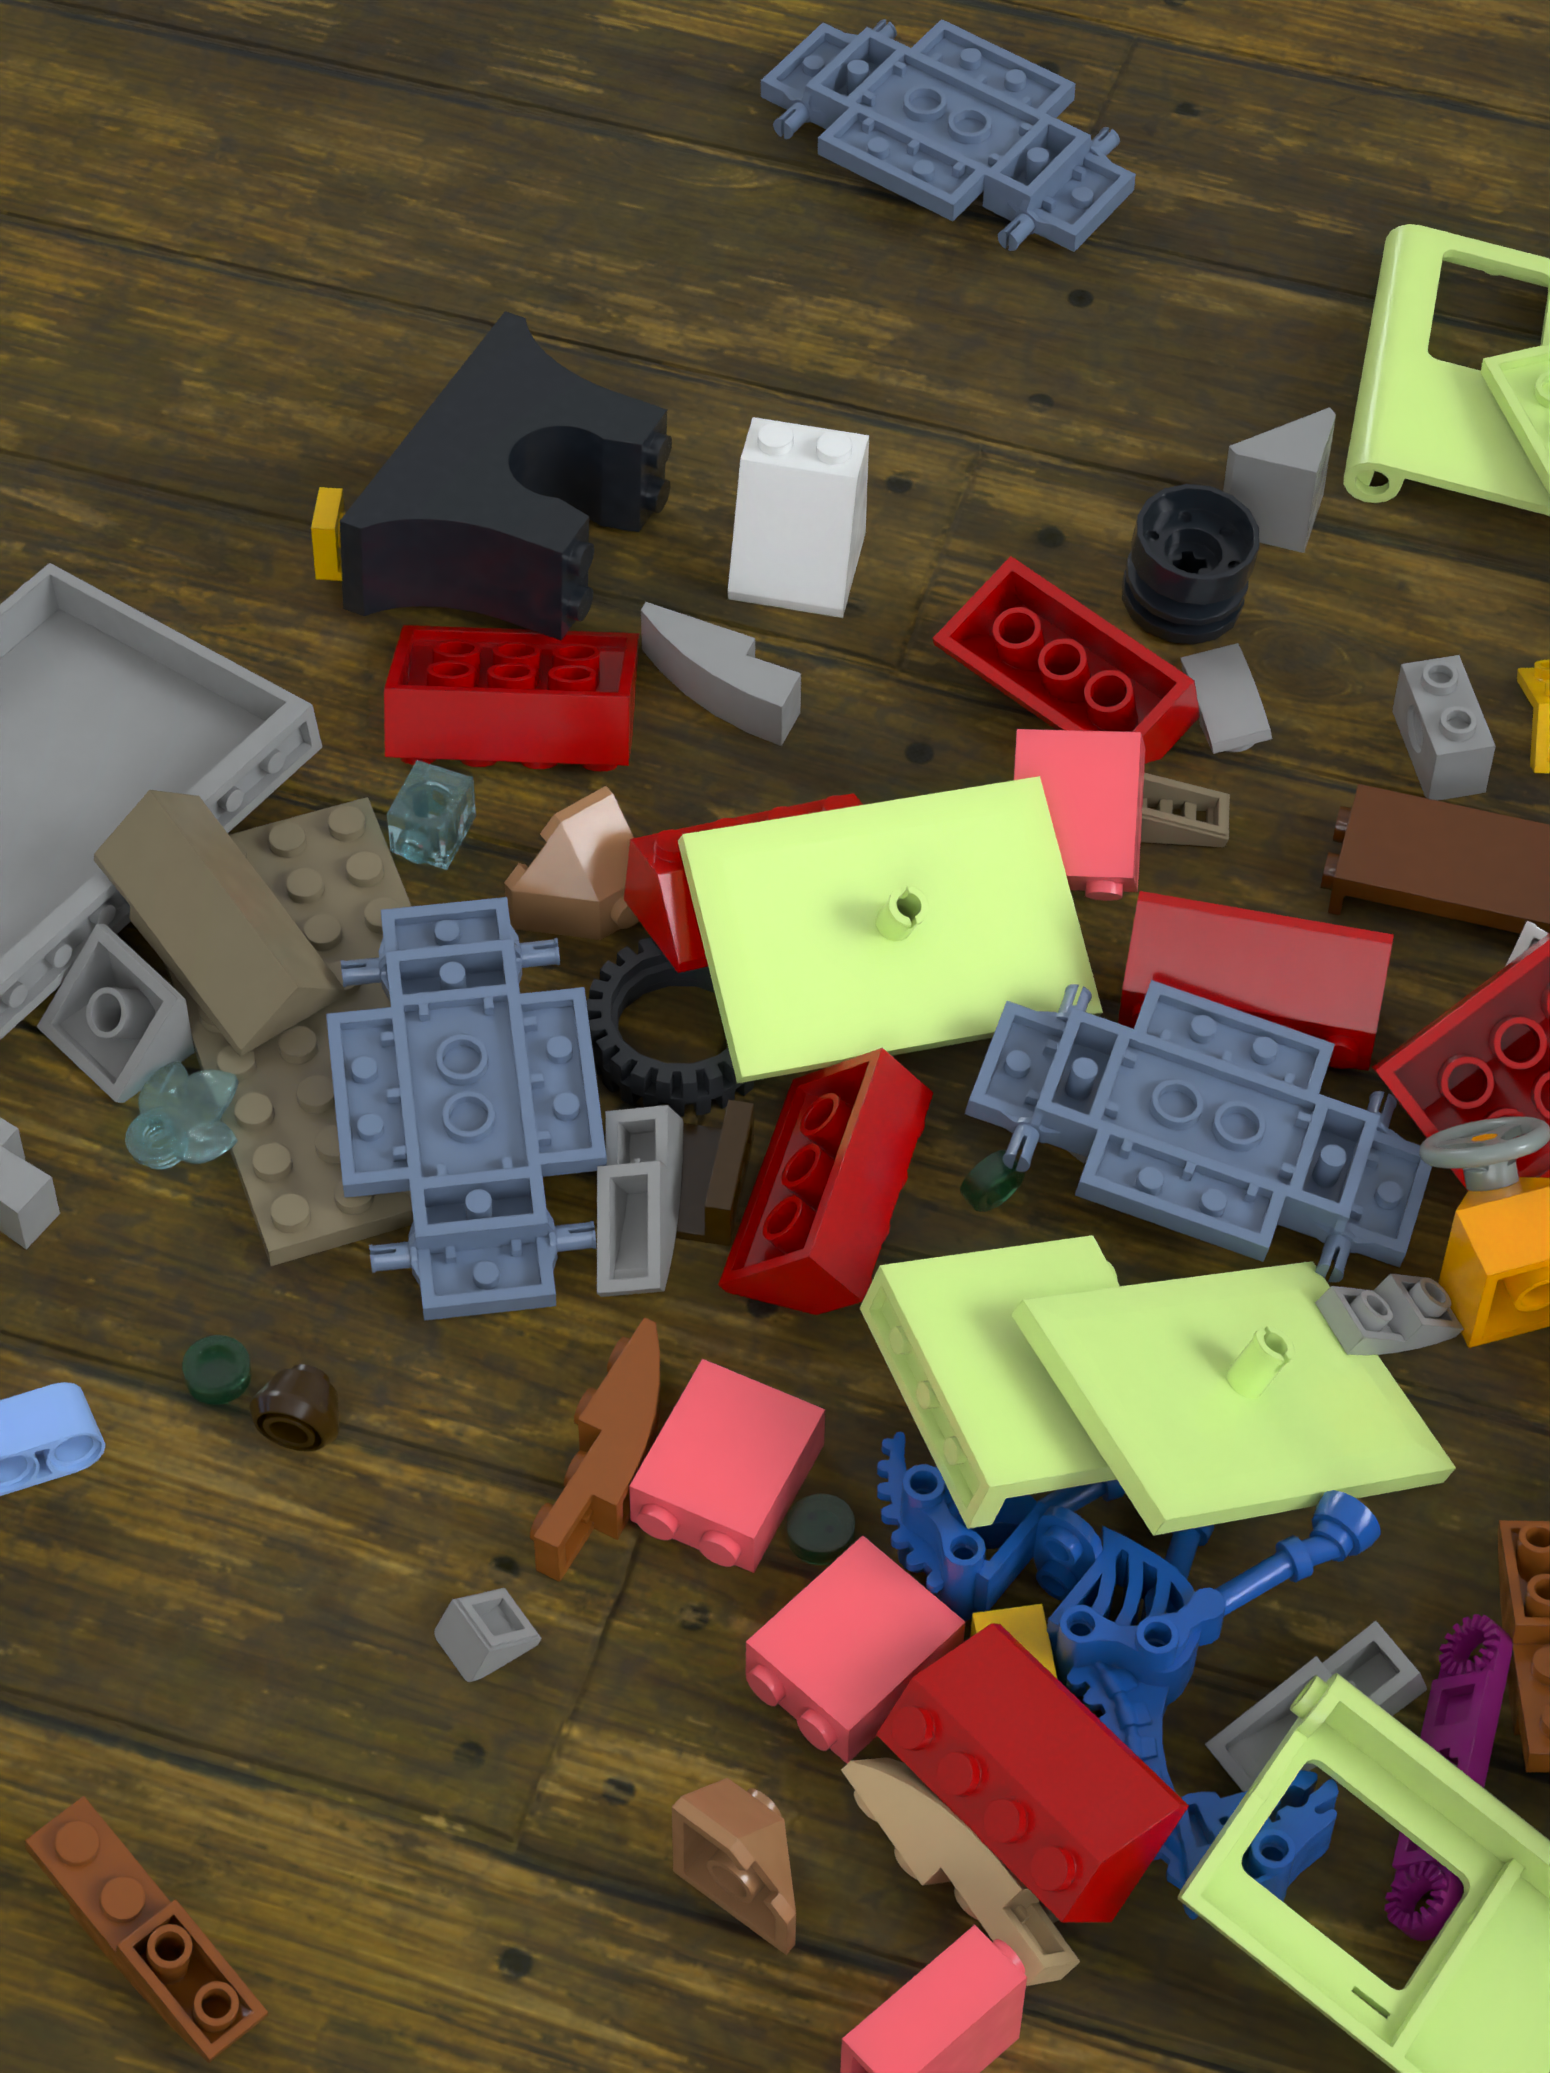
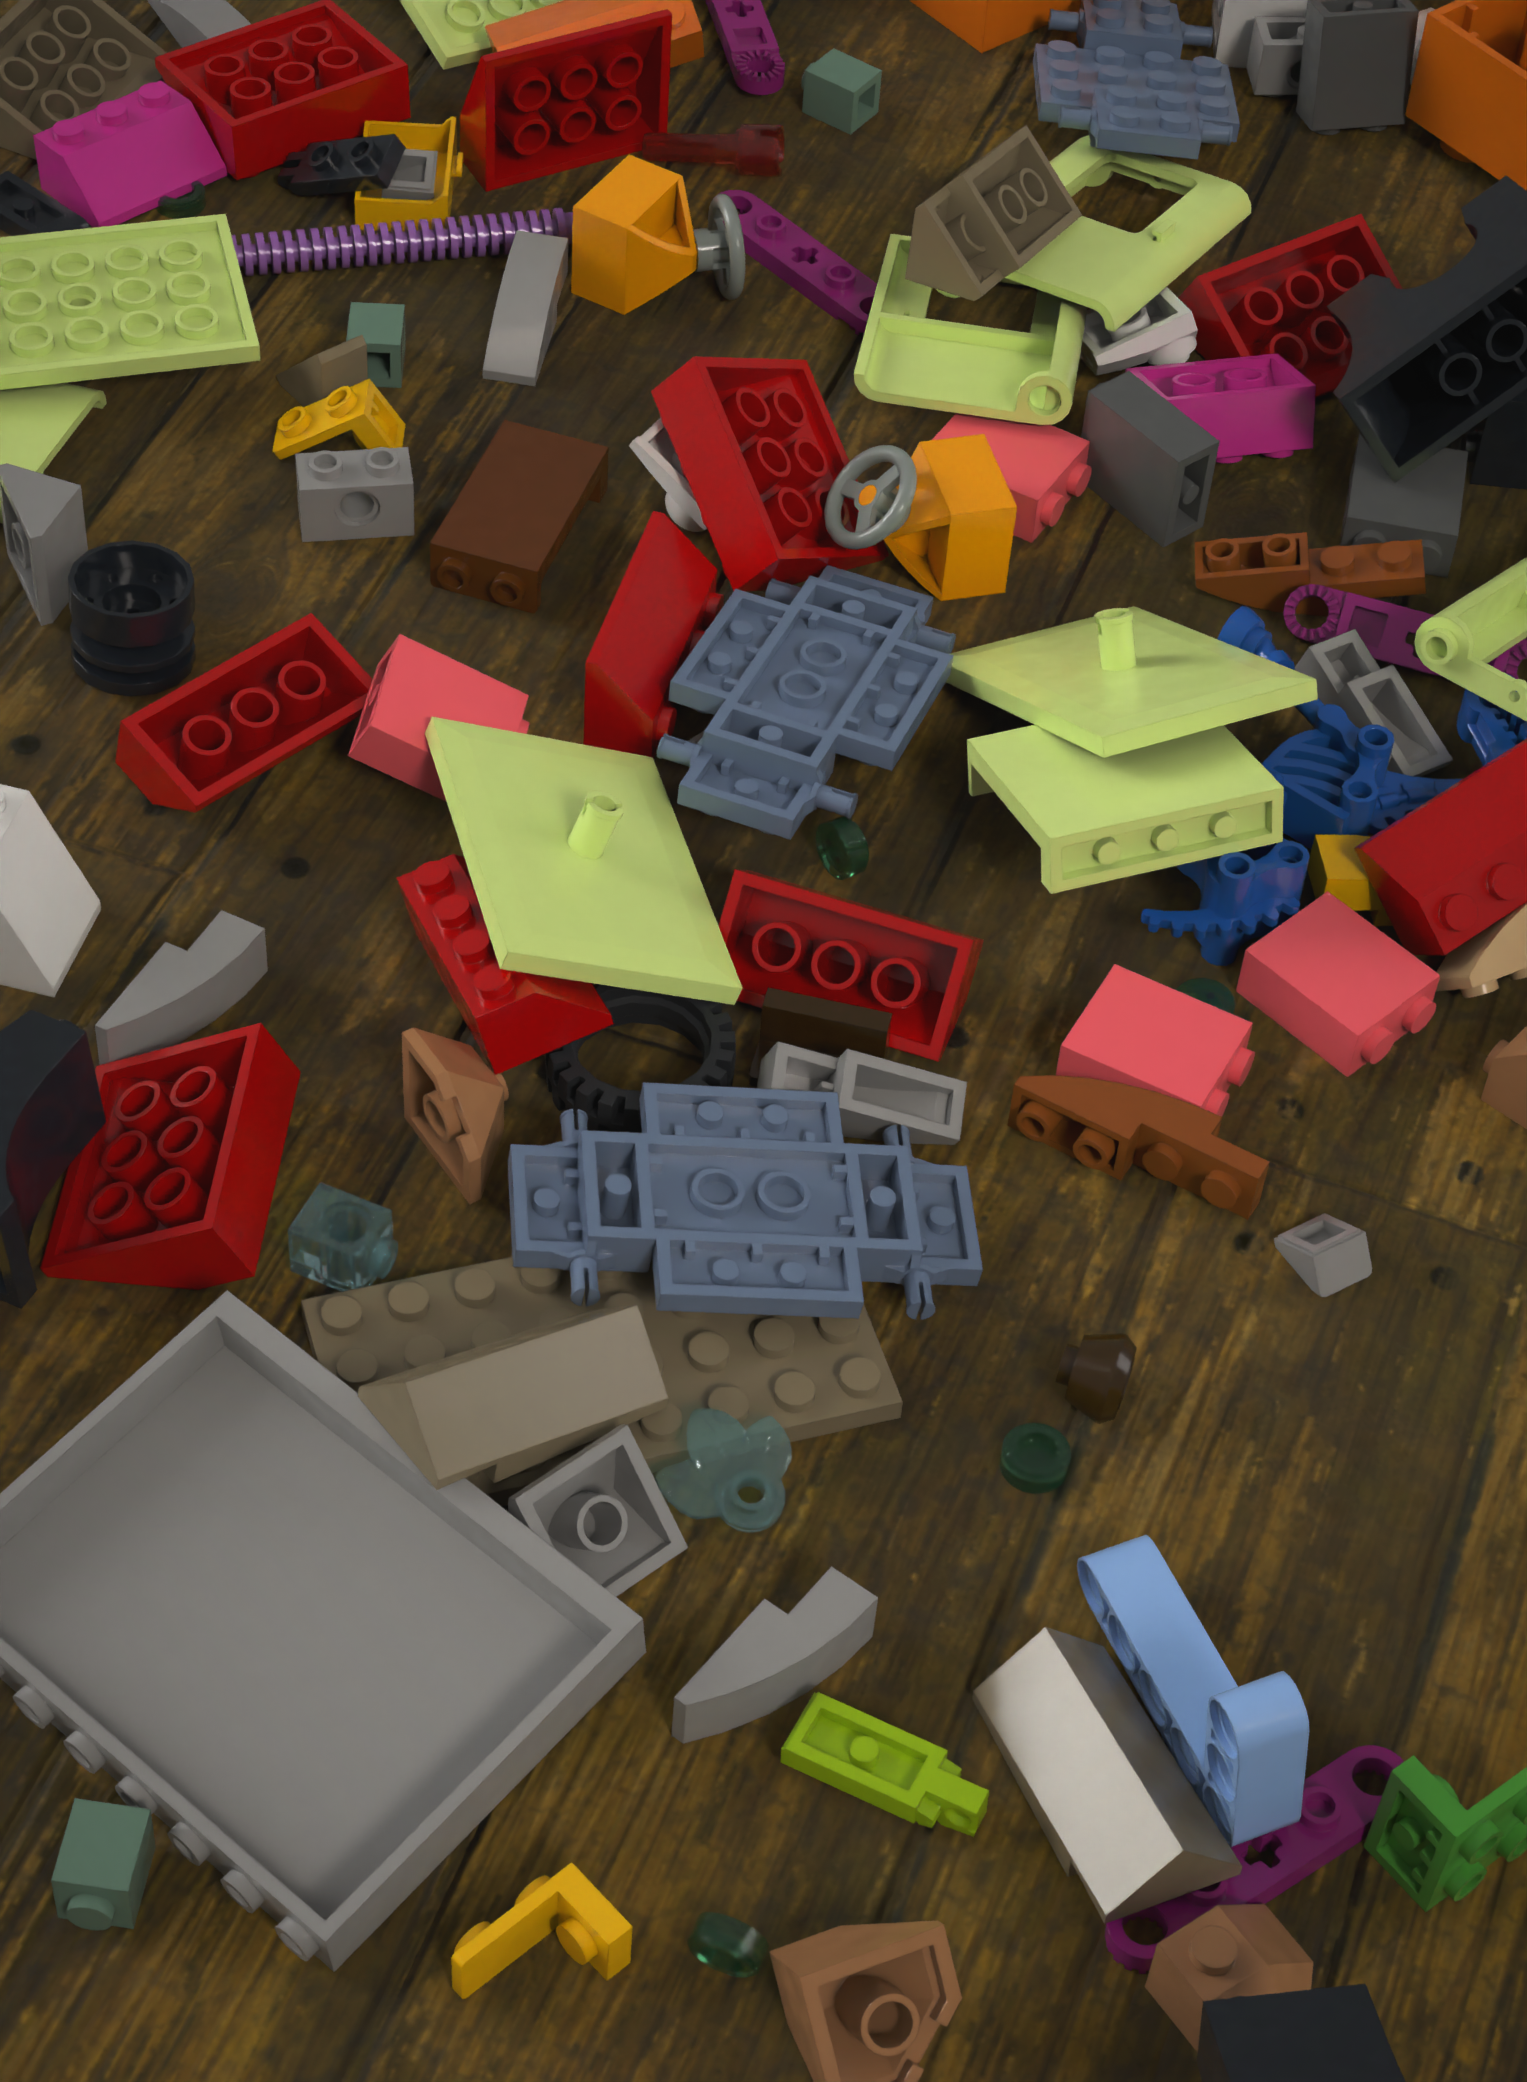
camera: 90 degrees left, 5 degrees down
(1227, 699) = (256, 622): light grey slope -> none
(1393, 1318) = (990, 616): light grey slope -> none

